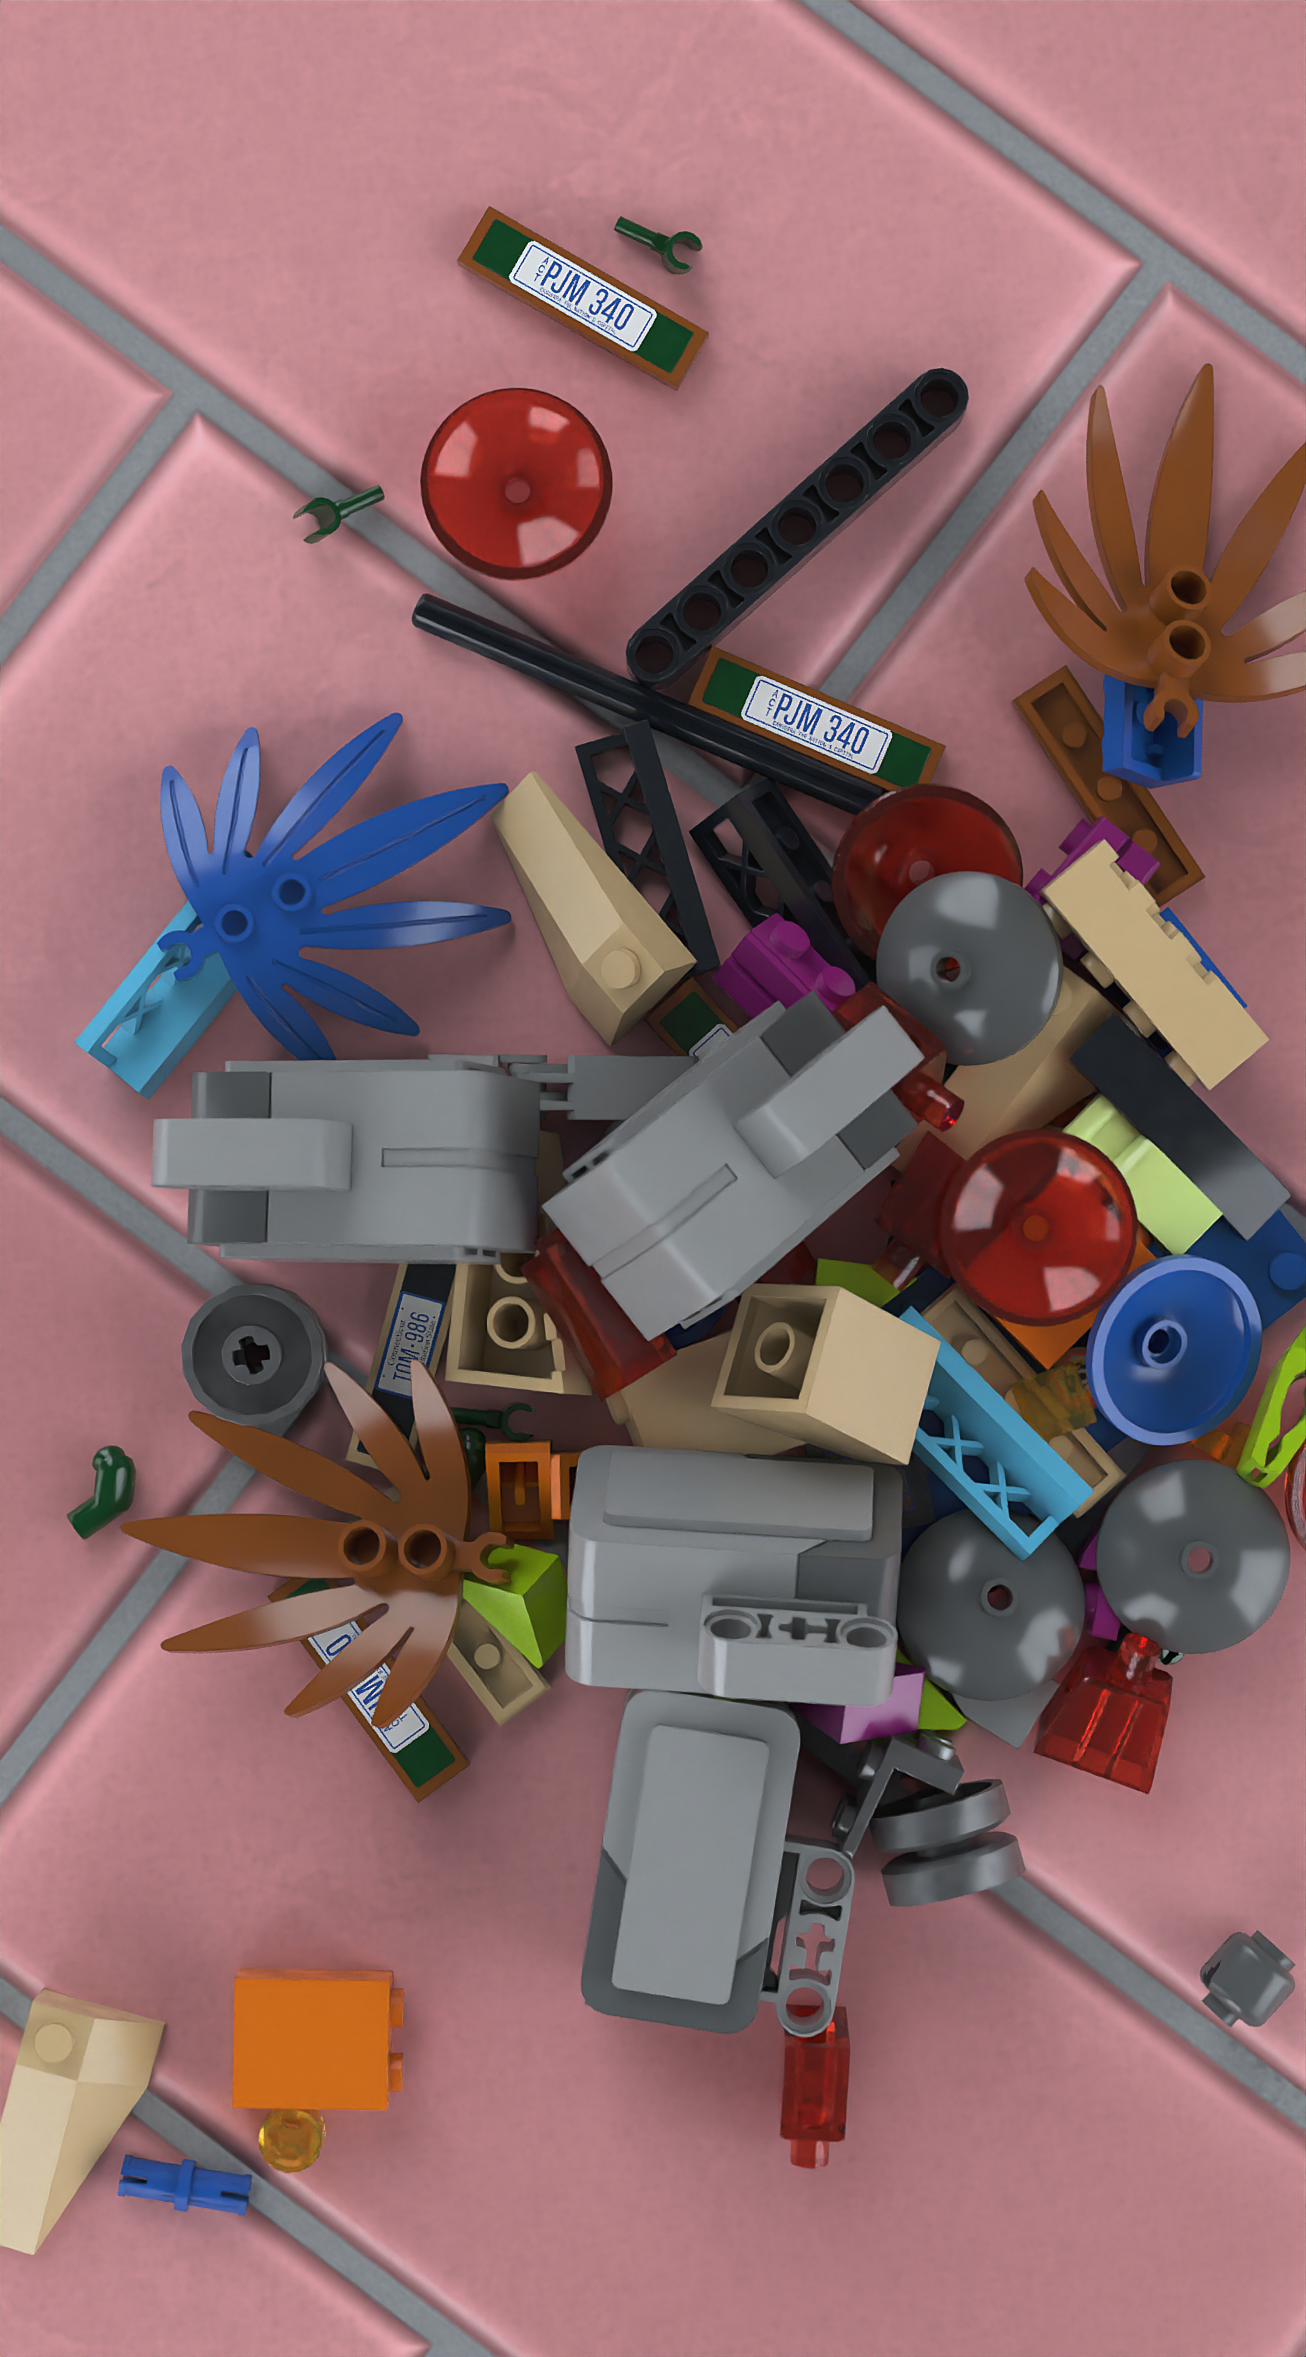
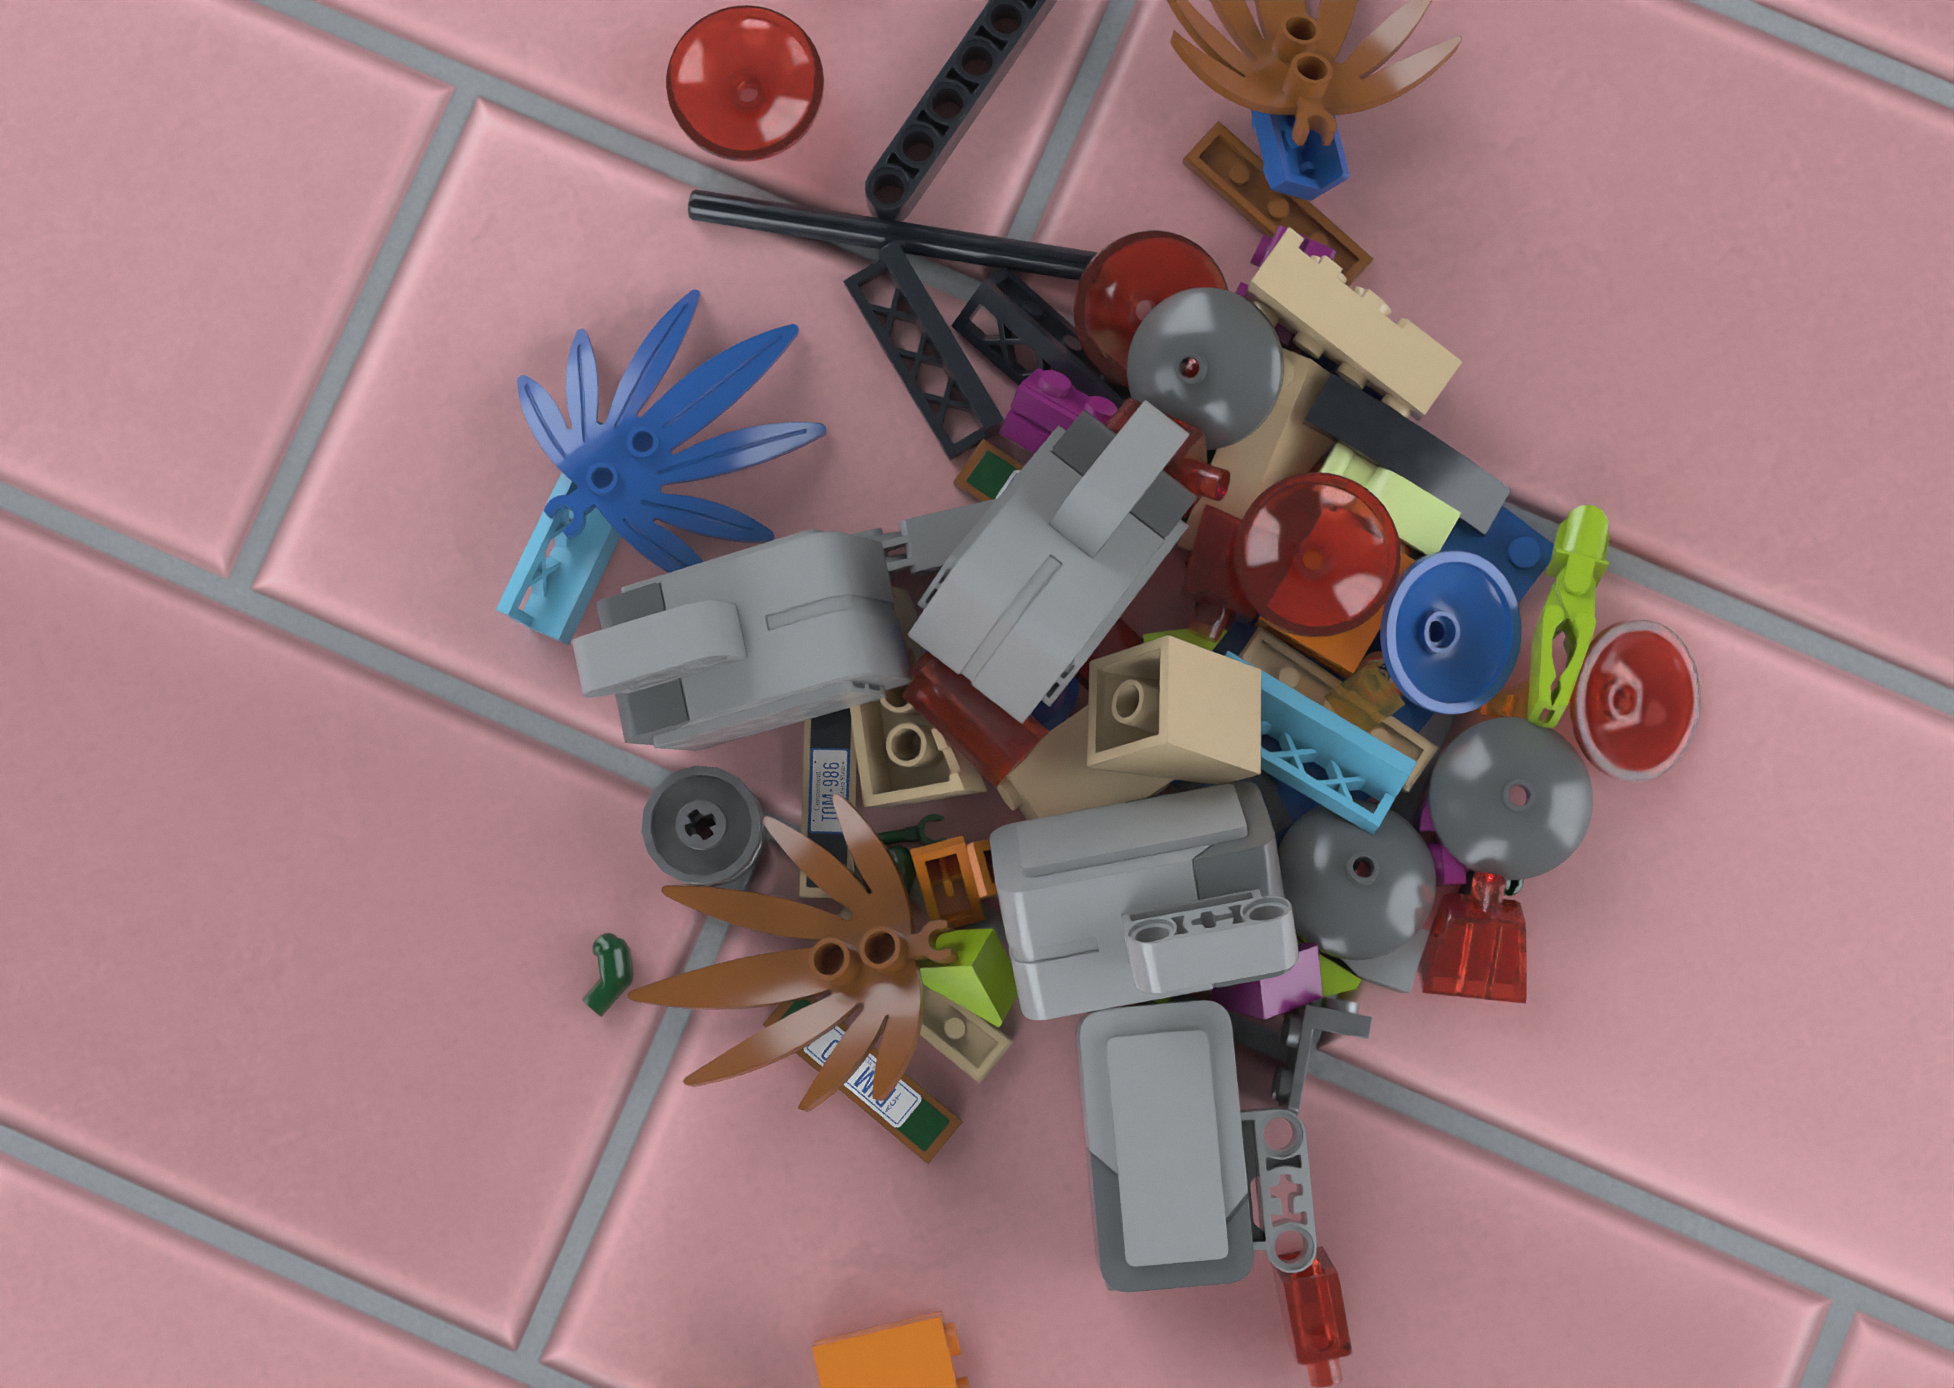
camera: 10 degrees left, 5 degrees down
(331, 513) = (602, 146): dark green hand -> none
(596, 924) = (893, 413): tan wedge -> none
(813, 723) = (1027, 214): tile -> none
(946, 1843) = (1373, 1090): flat silver wheel -> none
(1247, 1979) = (1647, 1137): dark grey head -> none

